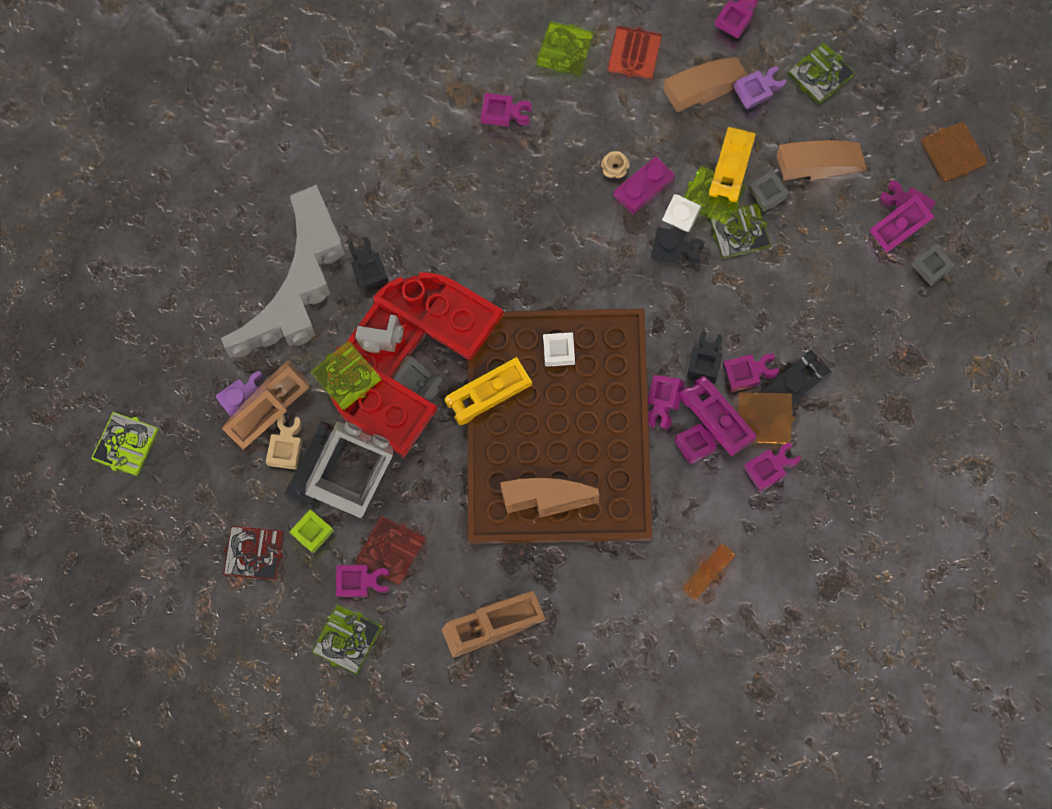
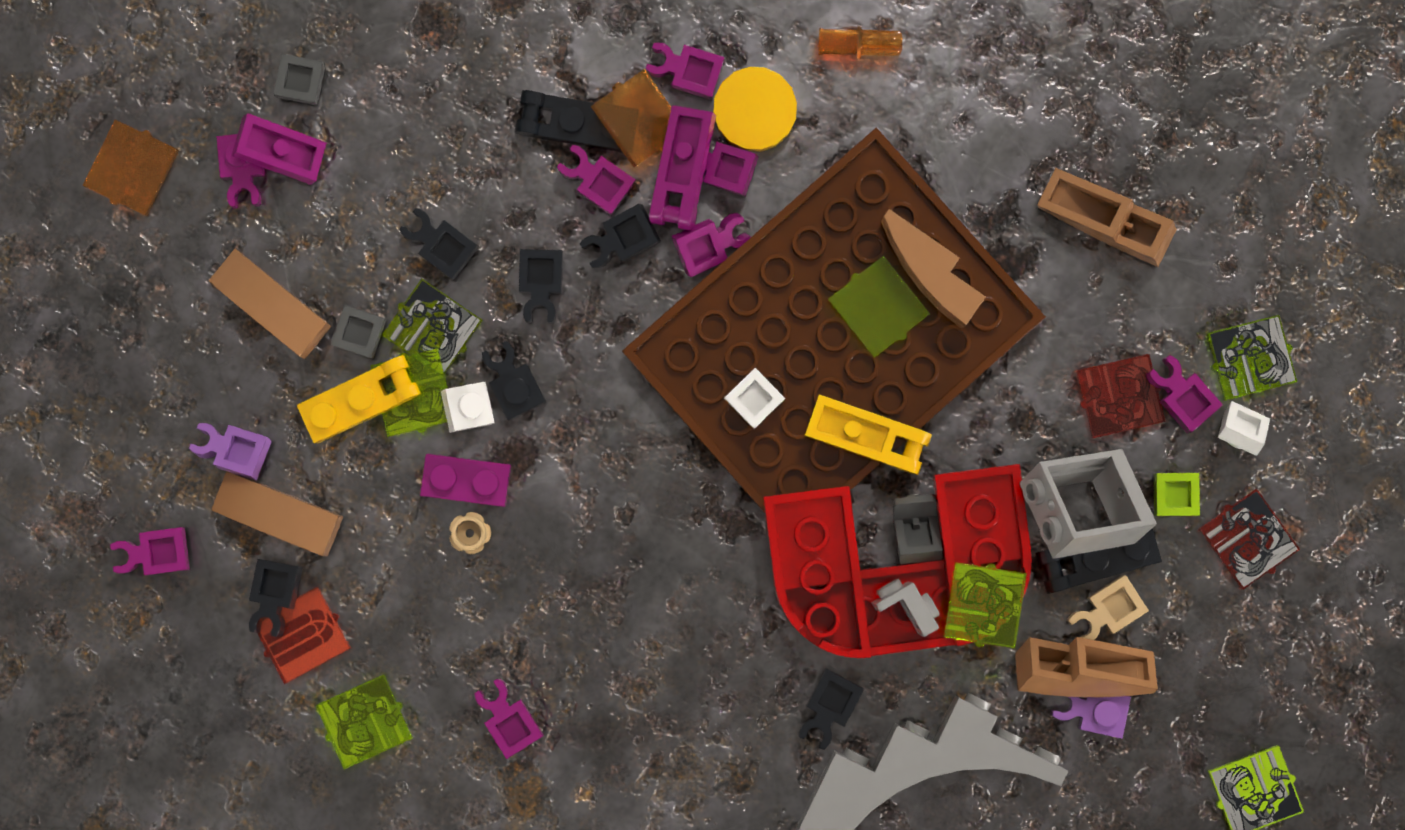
camera: 135 degrees left, 15 degrees up
(313, 597) = (1244, 428): none -> white plate
(552, 455) = (878, 306): none -> clear neon green piece
(667, 53) = (273, 587): none -> black plate
(718, 485) = (755, 109): none -> yellow tile
(719, 301) = (540, 276): none -> black plate
(778, 267) = (443, 246): none -> black plate
(821, 73) = (150, 395): piece -> none

